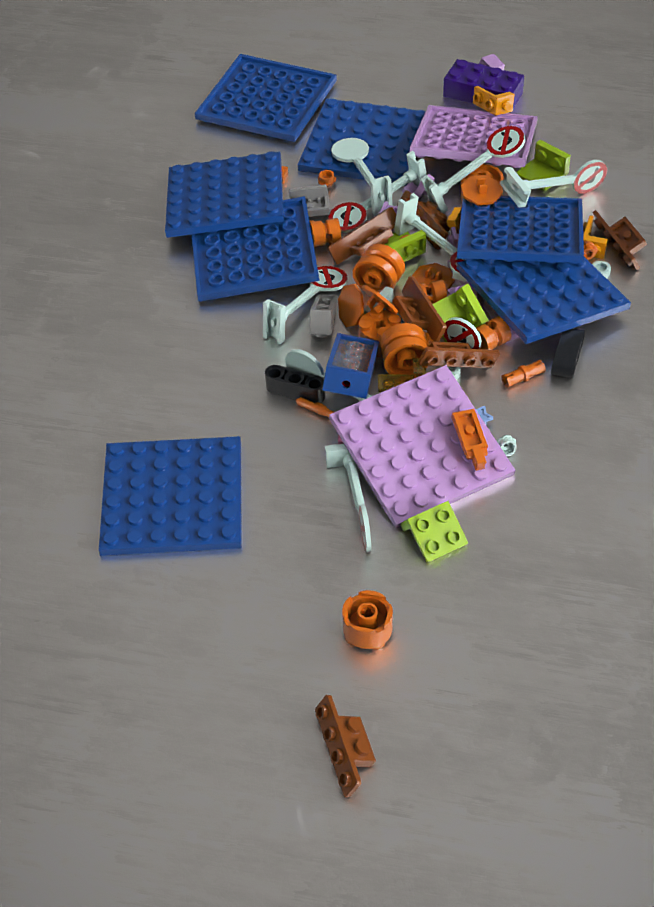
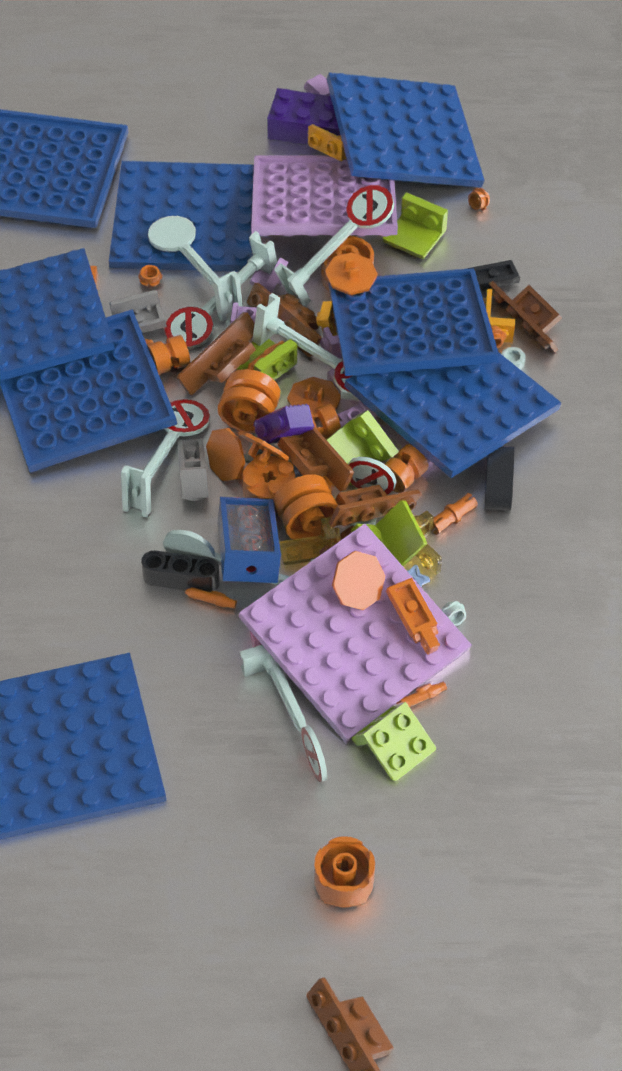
camera: 15 degrees left, 5 degrees up
(401, 284) = (284, 422): none -> dark purple brick
(429, 403) = (358, 580): none -> piece
(468, 500) = (423, 693): none -> orange piece
(474, 378) = (399, 532): none -> lime bracket
(487, 386) = (427, 555): none -> clear yellow bracket
(550, 98) = (404, 130): none -> blue plate
(583, 181) = (399, 268): light aqua piece -> none
(600, 153) = (478, 199): none -> orange plate
(605, 207) = (502, 273): none -> black hinge

